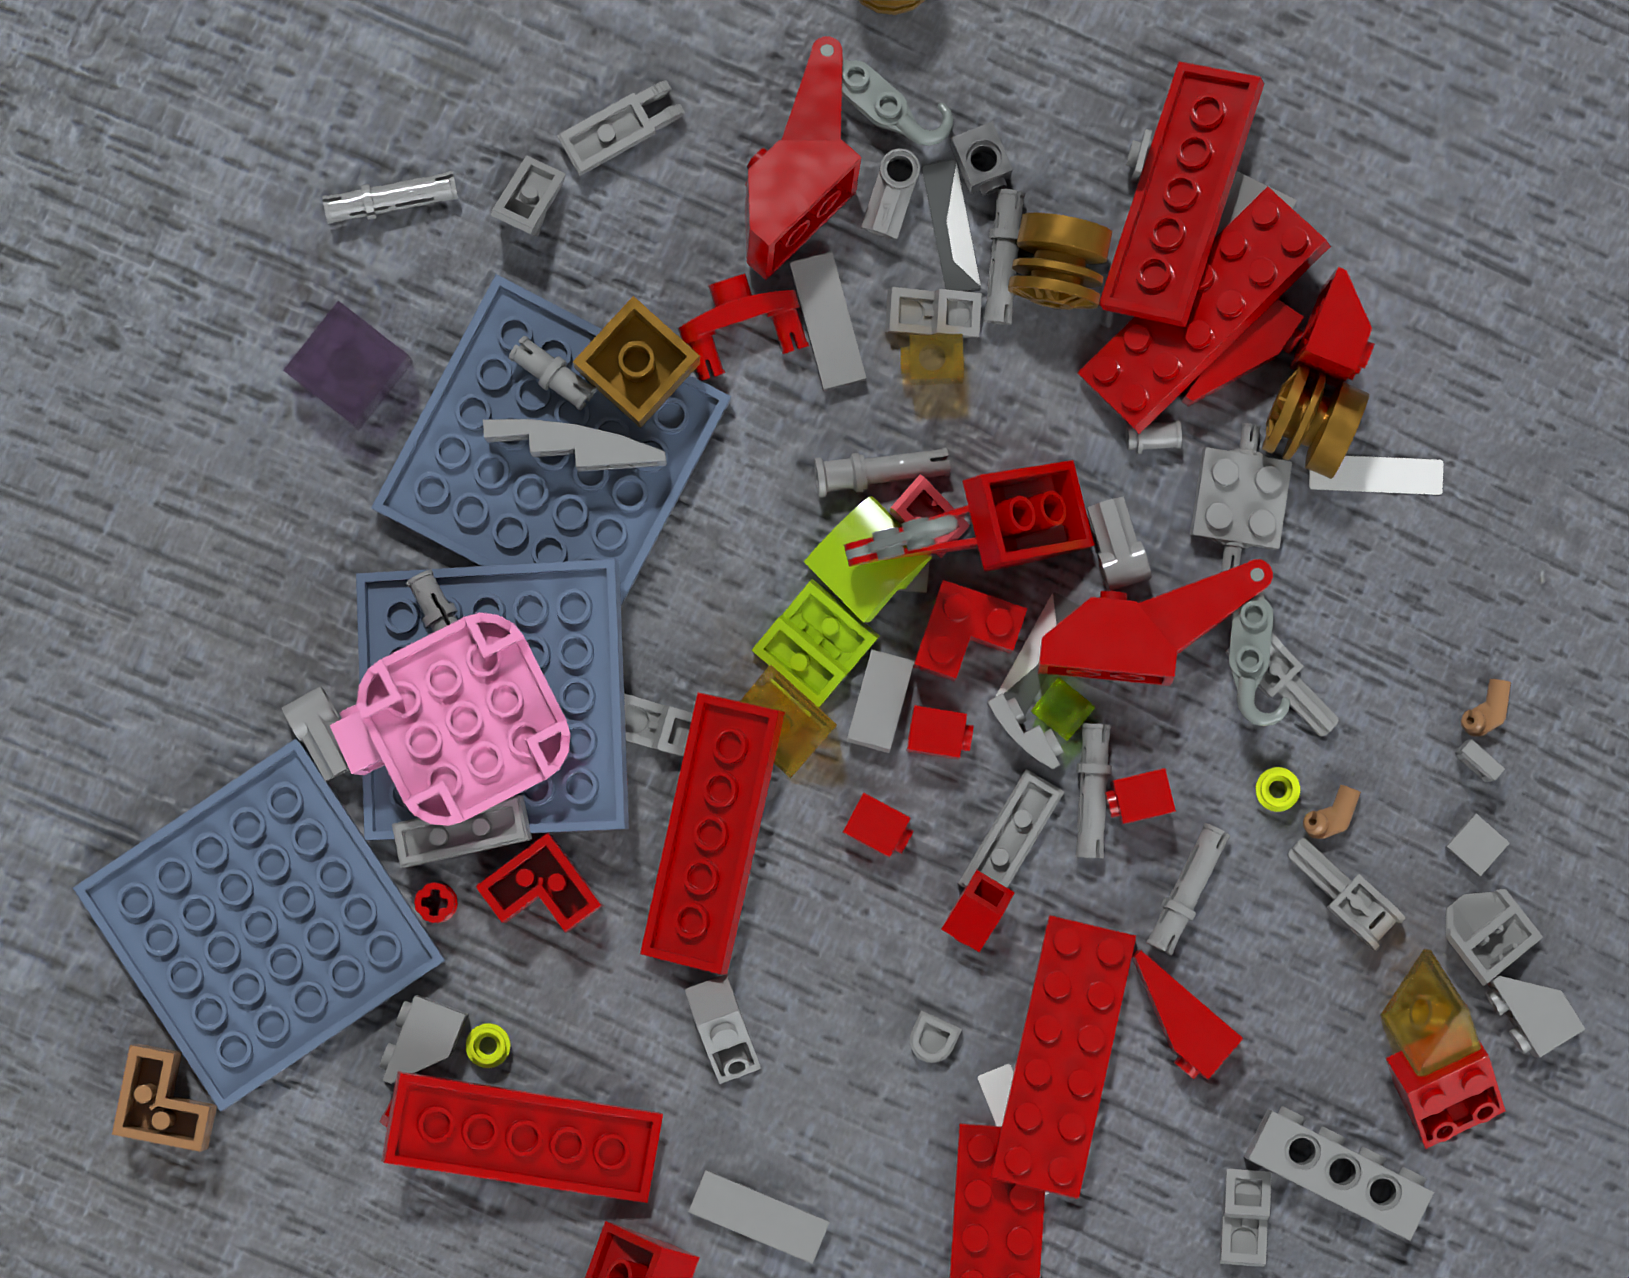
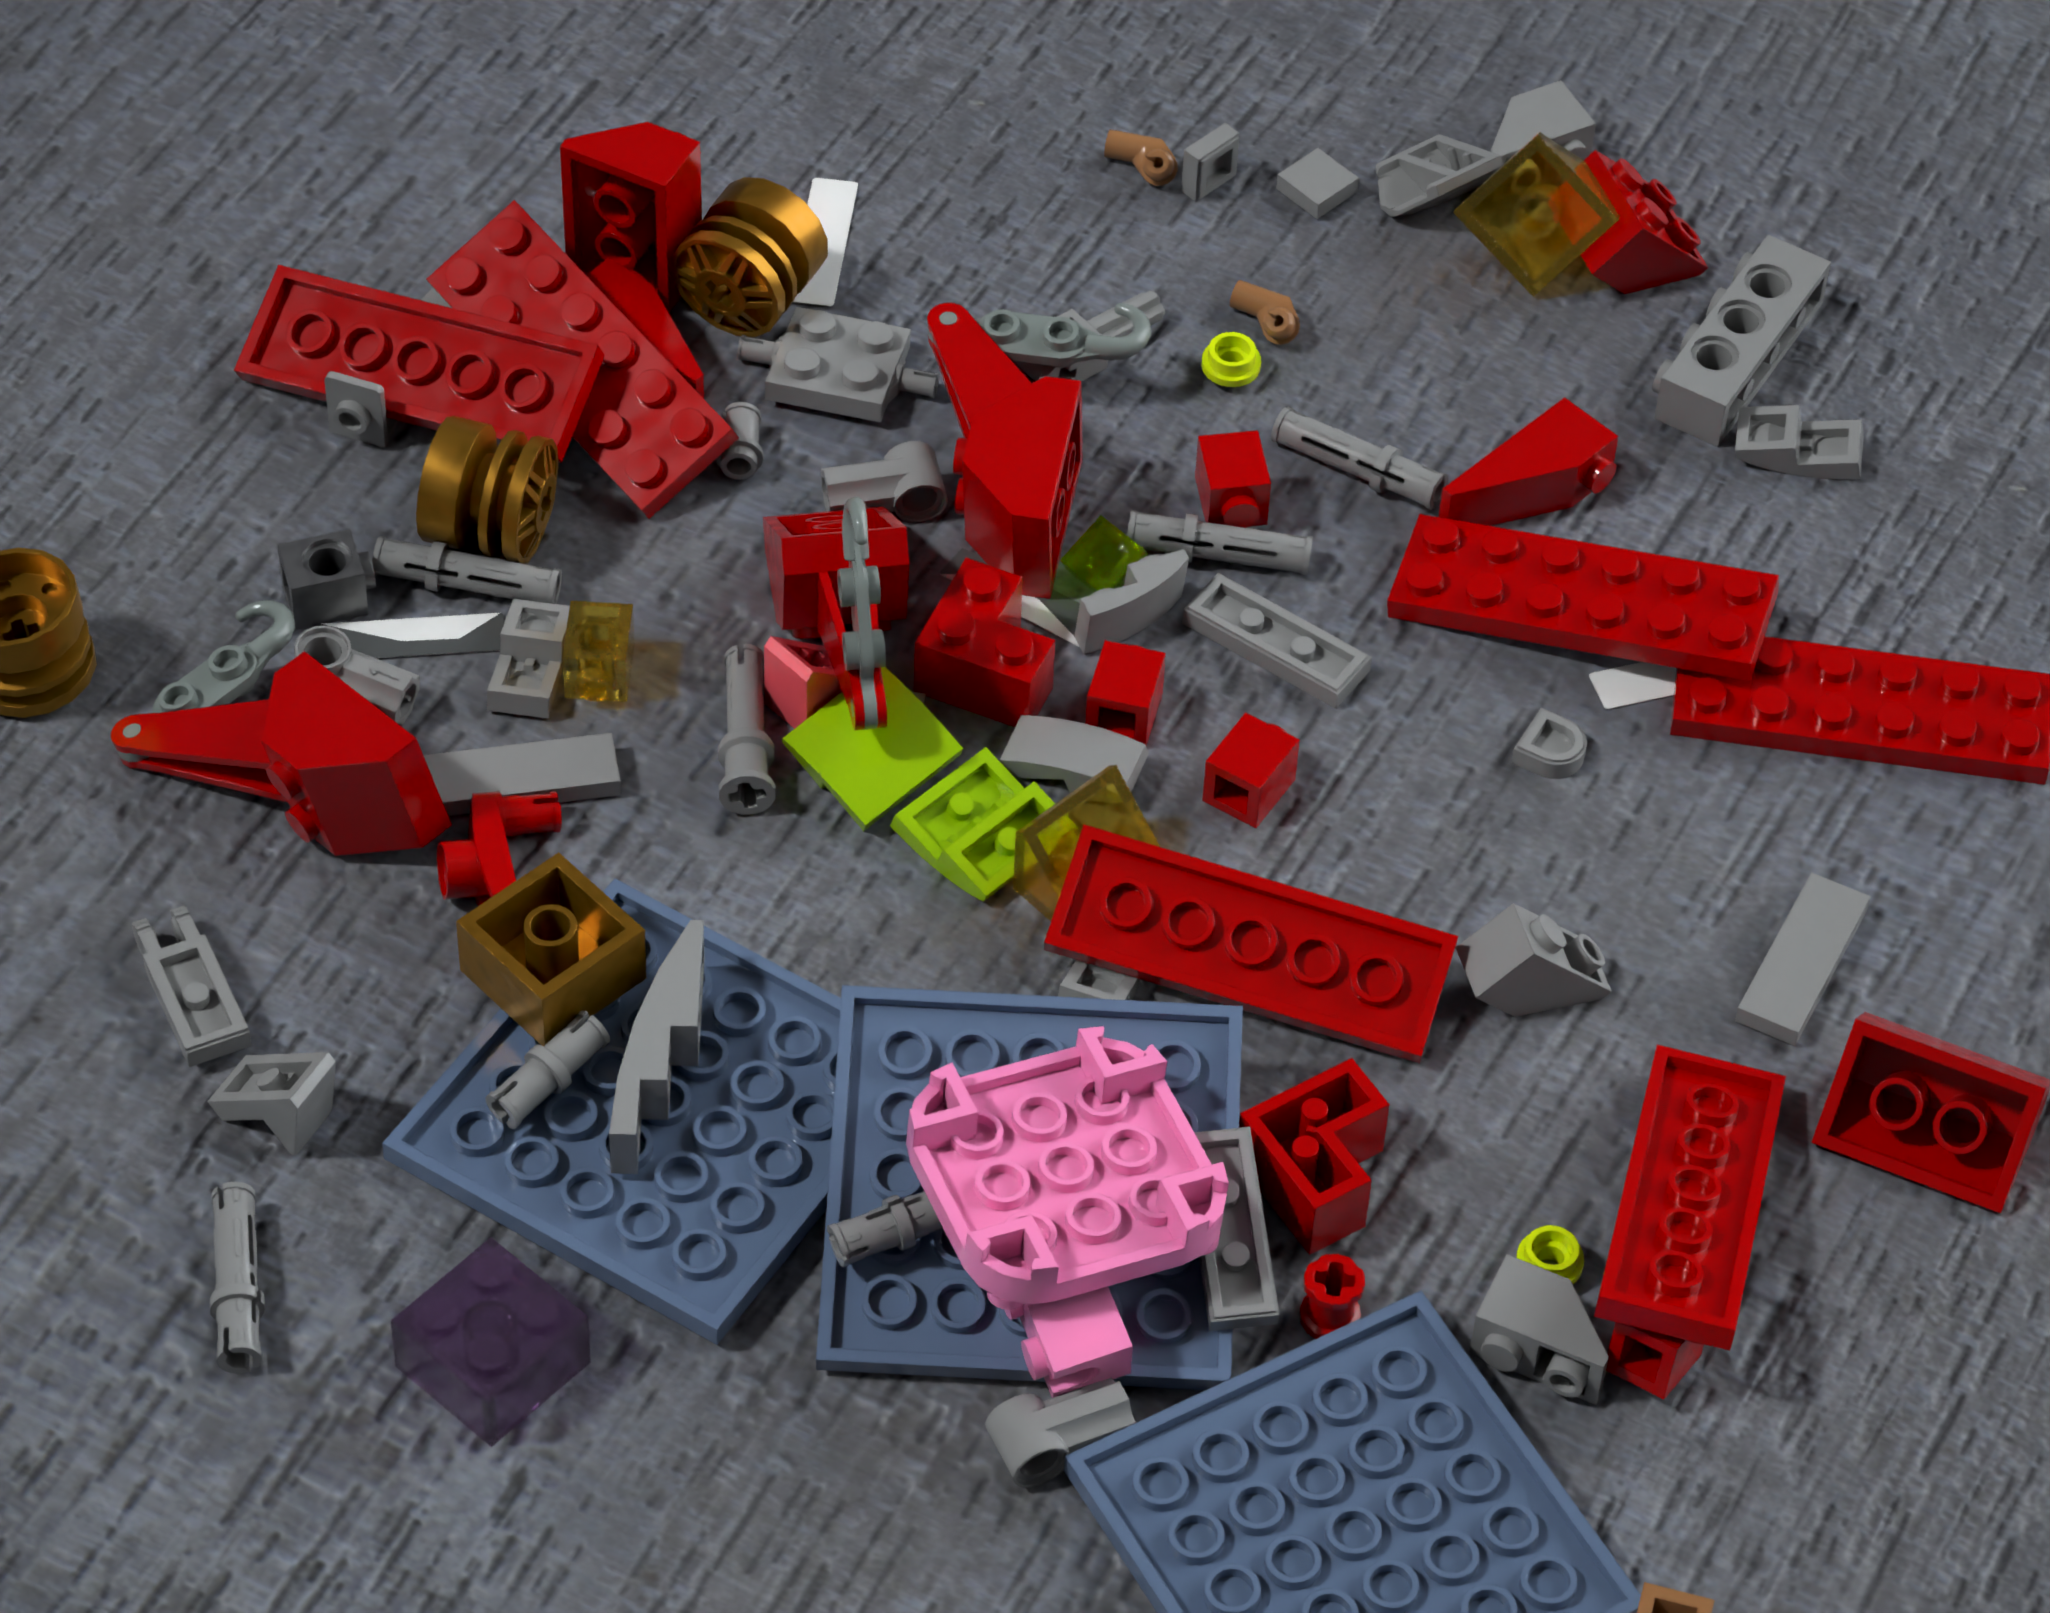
camera: 85 degrees left, 35 degrees down
(977, 911) = (1380, 662): red brick -> none
(1353, 901) = (1381, 295): light grey connector -> none

